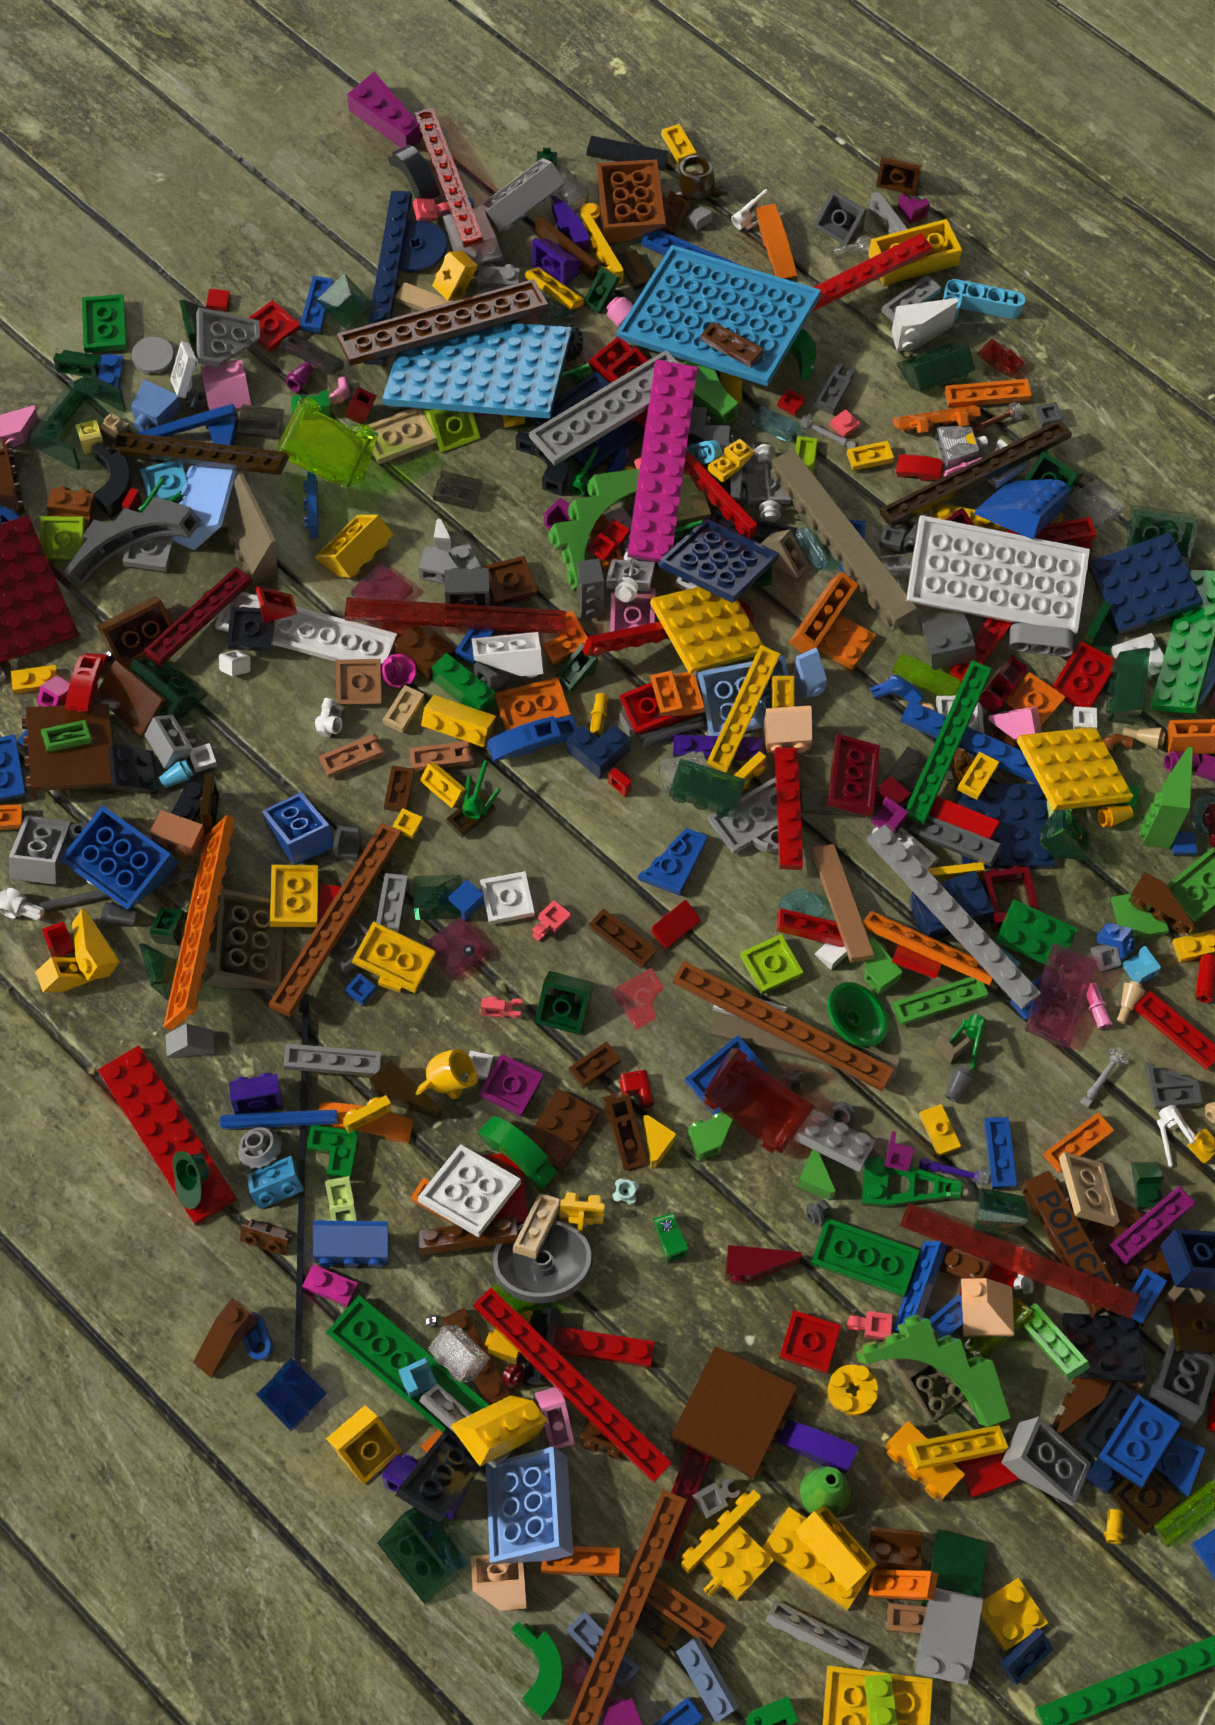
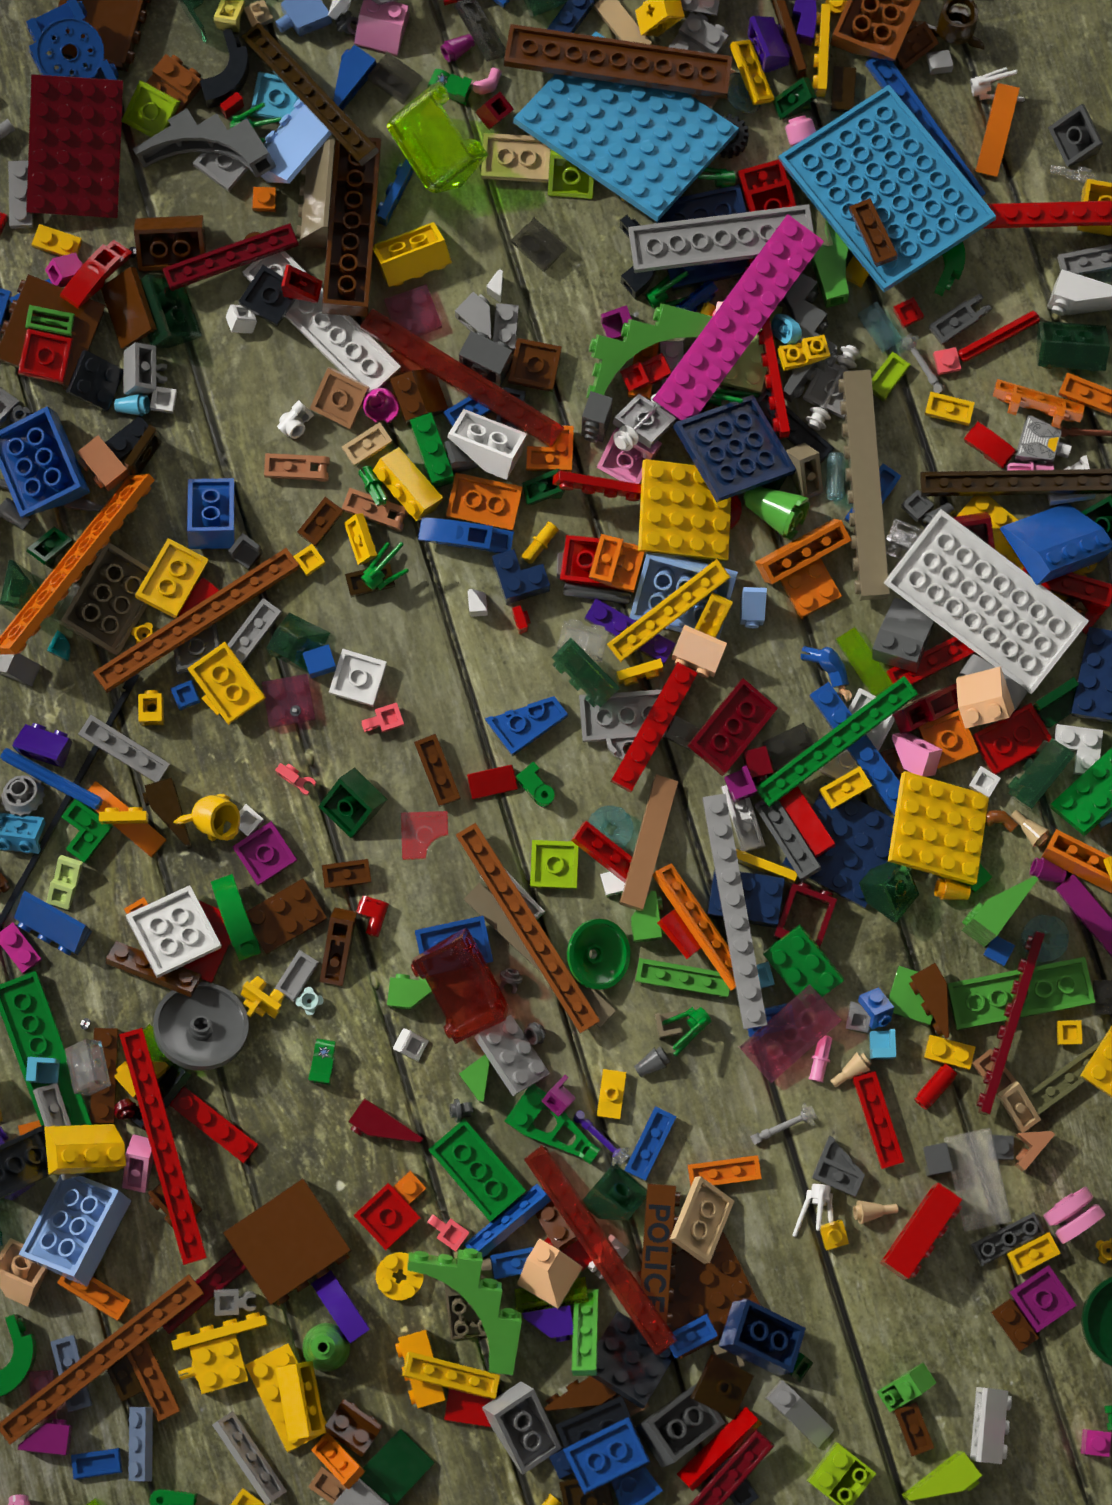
camera: 30 degrees right, 15 degrees up
(77, 766) = (45, 356): none -> red tile
(192, 421) = (323, 49): blue axle -> none
(200, 563) = (264, 199): none -> orange plate
(222, 1005) = (60, 646): none -> teal tile
(292, 951) = (138, 631): none -> yellow plate
(297, 549) = (350, 233): none -> reddish brown brick
(341, 1022) = (149, 698): none -> yellow brick
(429, 736) = (373, 486): none -> green axle
(537, 1226) = (214, 992): tan tile -> none
(574, 788) = (477, 603): none -> white slope
(601, 1175) = (297, 975): none -> light grey tile
(658, 1140) = (360, 972): yellow slope -> none
(716, 909) = (533, 785): none -> green leg
(738, 1181) = (410, 1044): none -> white slope
(781, 591) = (778, 509): none -> bright green cone
(814, 1304) = (409, 1187): none -> orange plate
(874, 386) = (998, 336): none -> red axle
(960, 764) = (836, 768): reddish brown tile -> none
(1016, 1353) = (552, 1322): none -> dark purple slope
(1043, 649) = (983, 697): none -> light nougat slope
(1147, 1186) = (762, 1241): dark green slope -> none
(1152, 1225) = (739, 1279): magenta tile -> none

